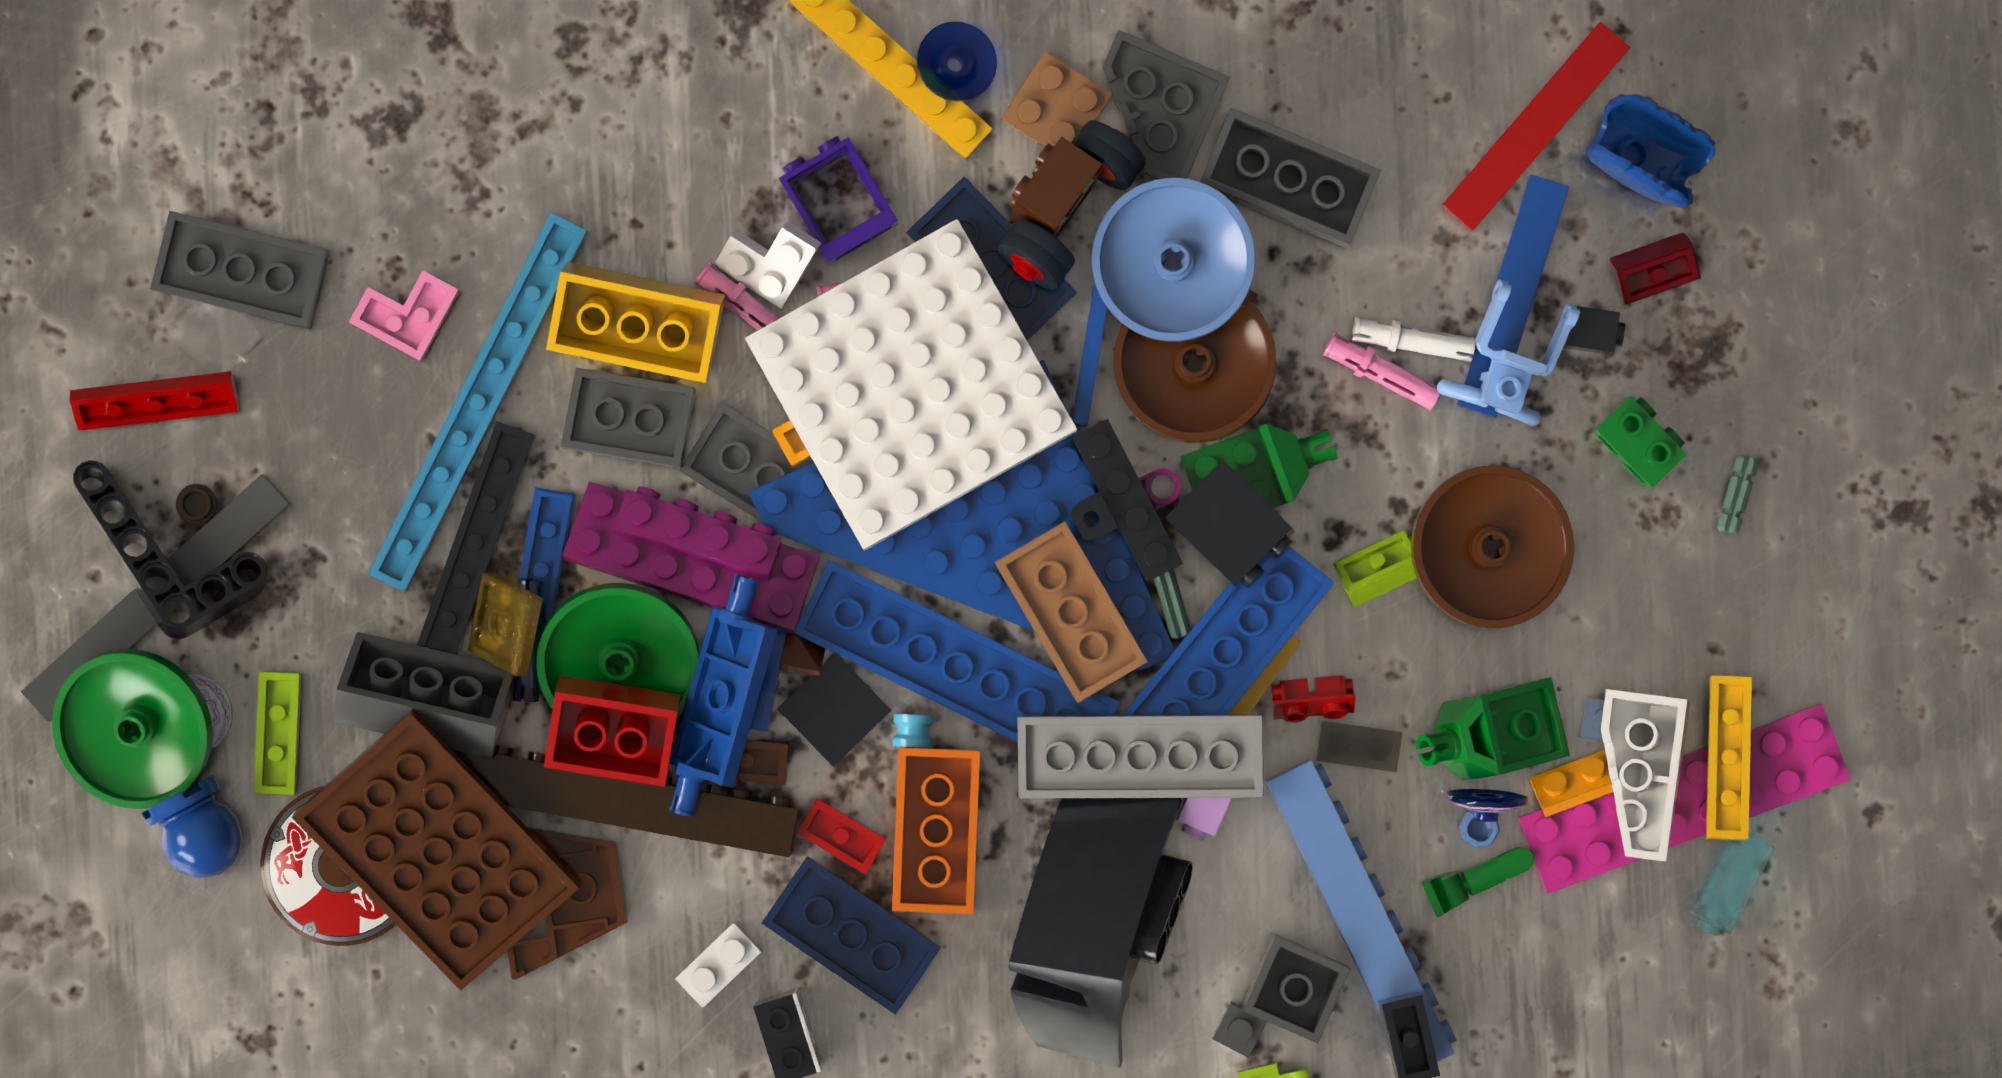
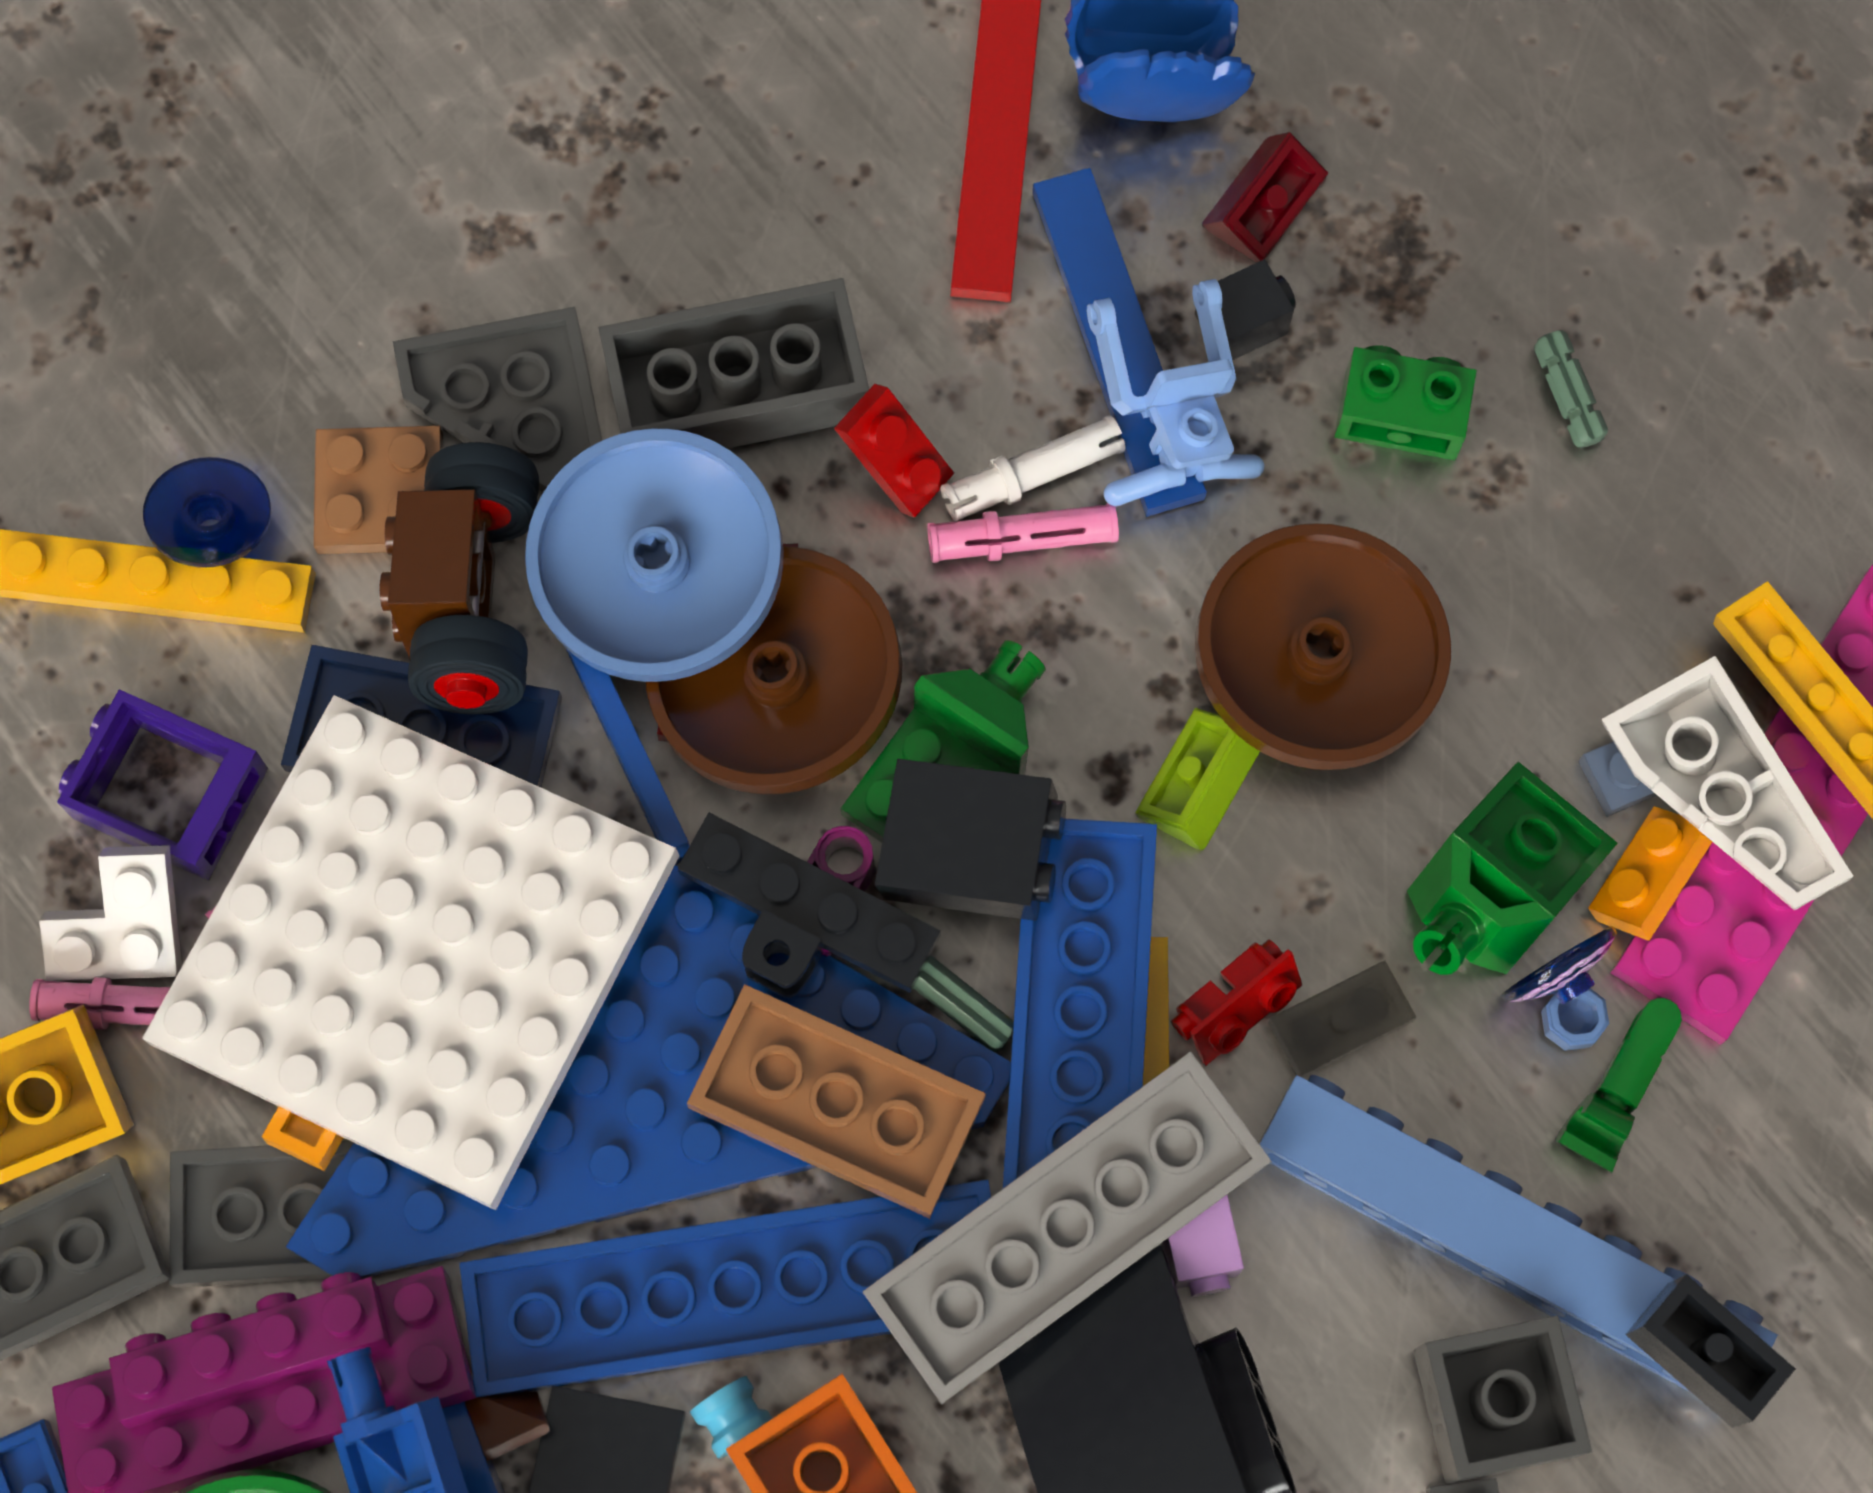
camera: 30 degrees left, 15 degrees down
(1343, 282) = (894, 450): none -> red plate

